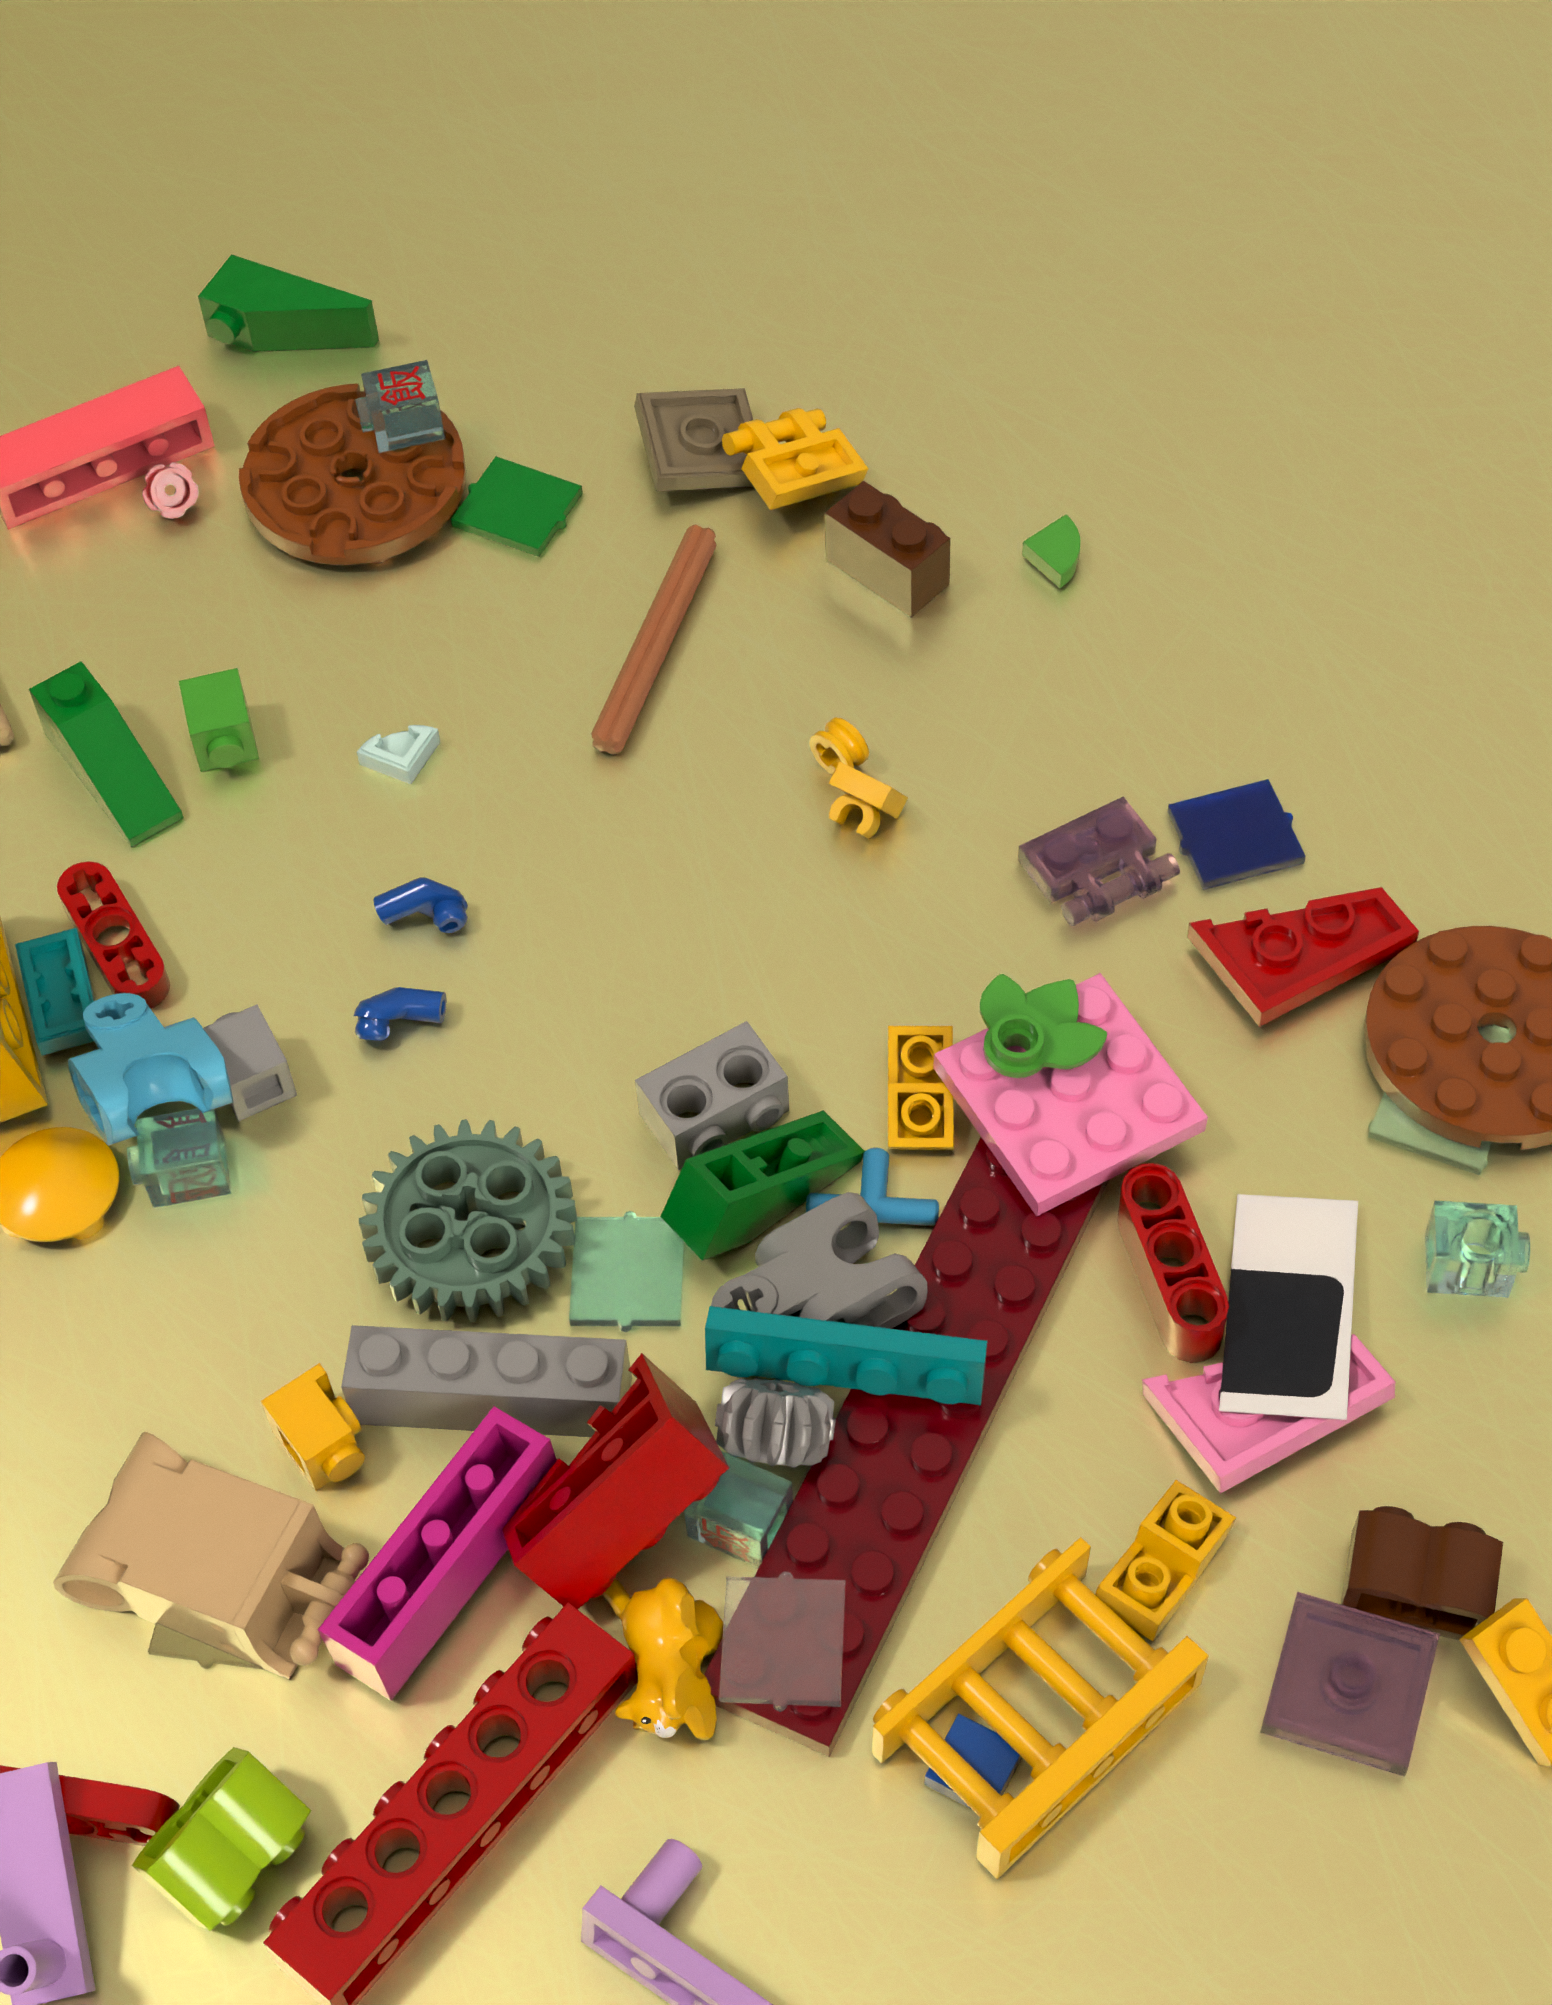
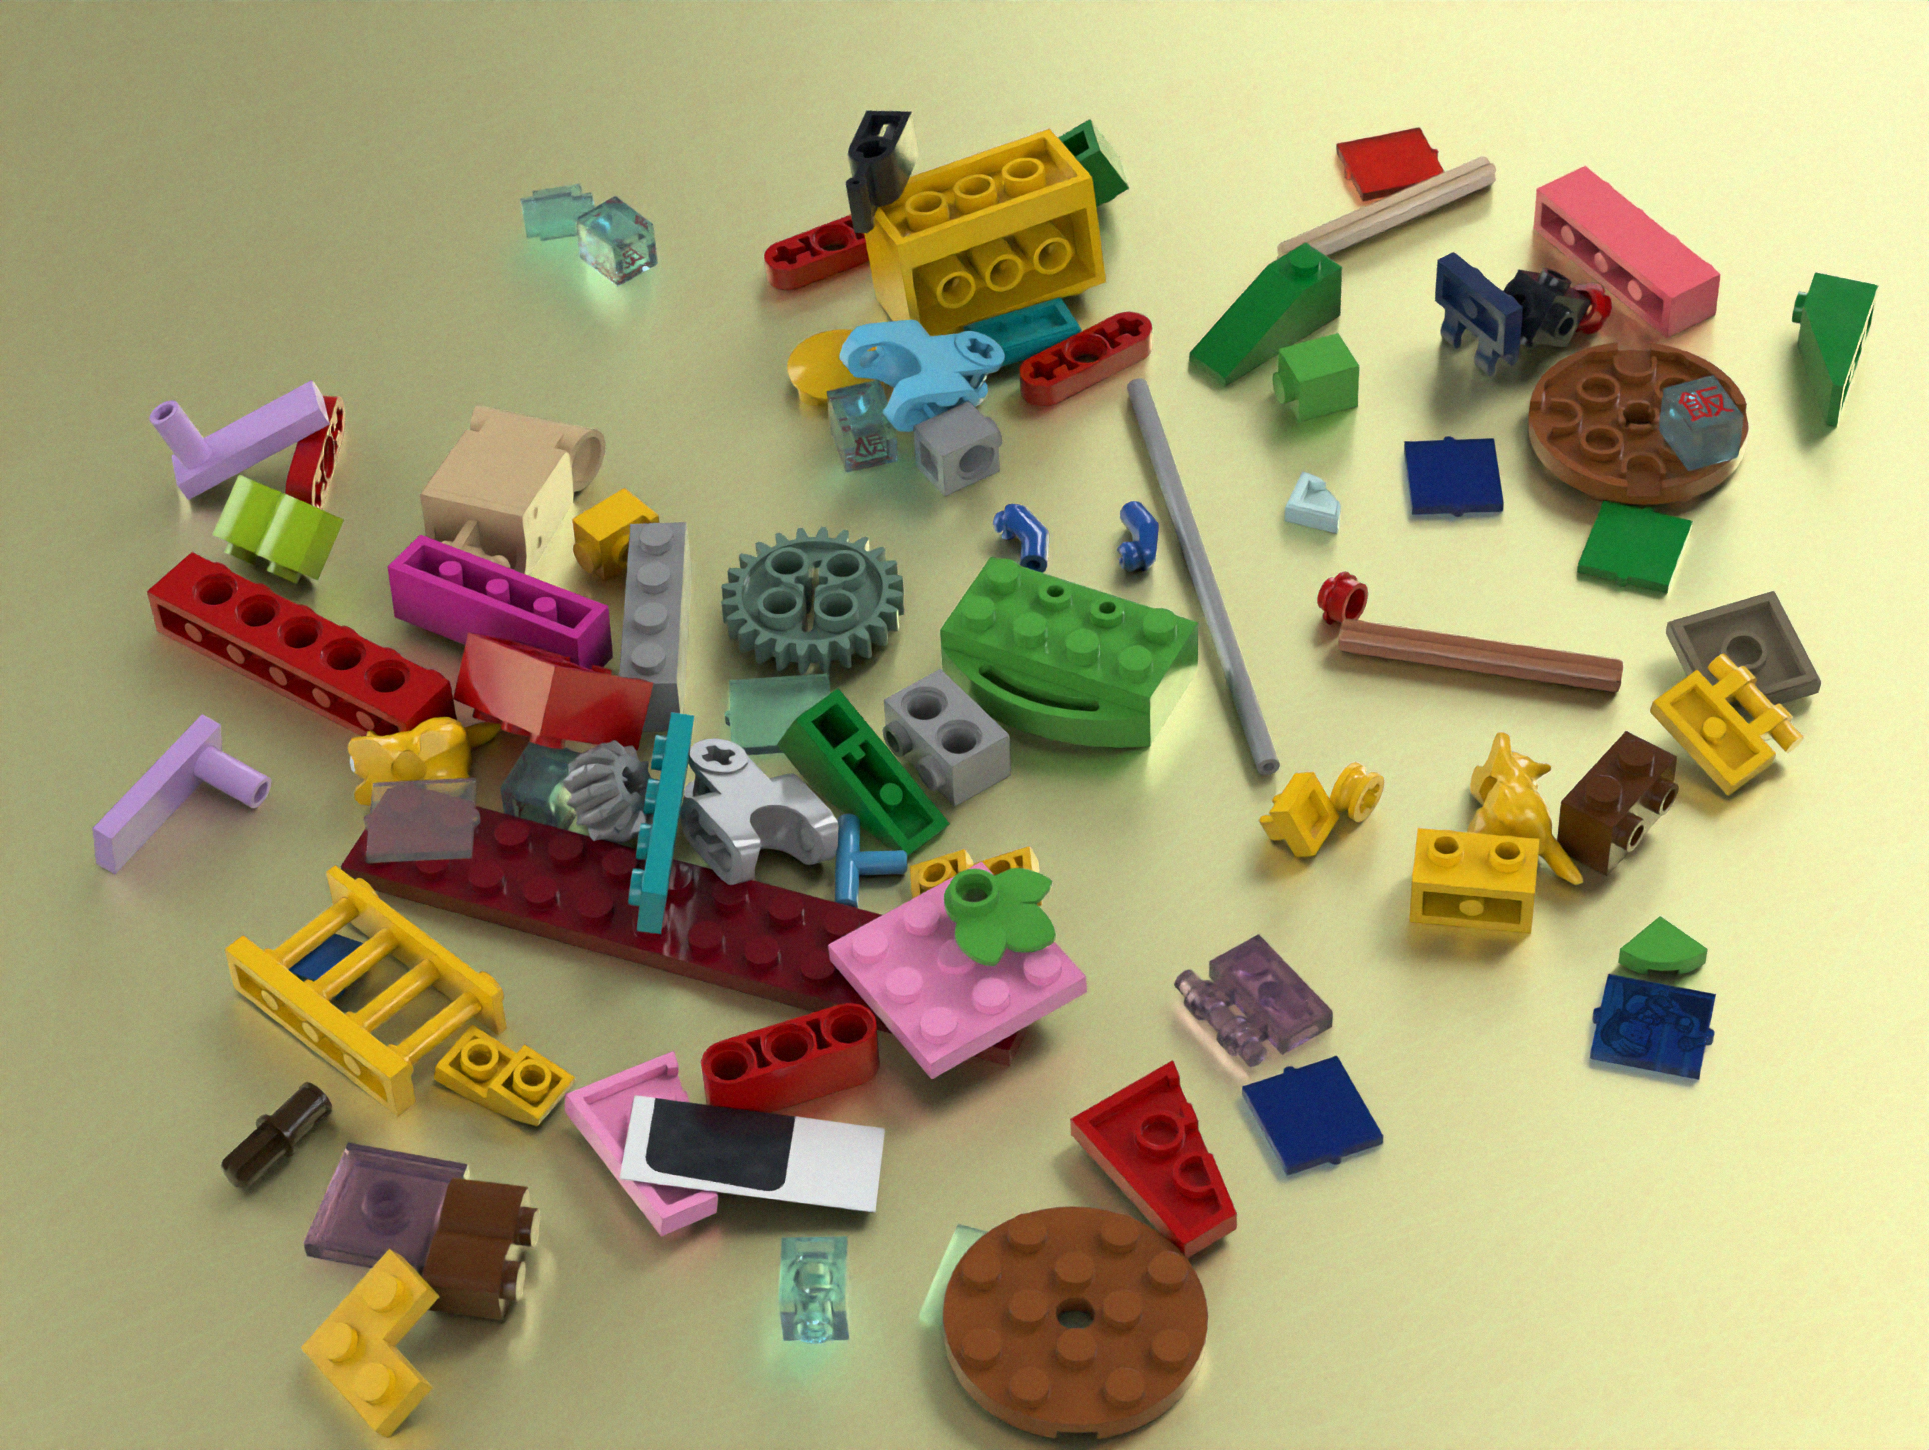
camera: 85 degrees right, 10 degrees down
(160, 513) = (1549, 307): none -> black brick
(178, 553) = (1479, 307): none -> dark blue plate
(381, 635) = (1453, 476): none -> clear blue piece
(475, 858) = (1203, 579): none -> light grey piece
(558, 736) = (1342, 598): none -> red plate
(607, 976) = (1067, 657): none -> bright green piece
(886, 629) = (1514, 806): none -> yellow animal
(967, 667) = (1474, 880): none -> yellow brick
(1140, 572) = (1653, 1026): none -> clear blue piece
(1247, 1808) = (276, 1135): none -> dark brown axle

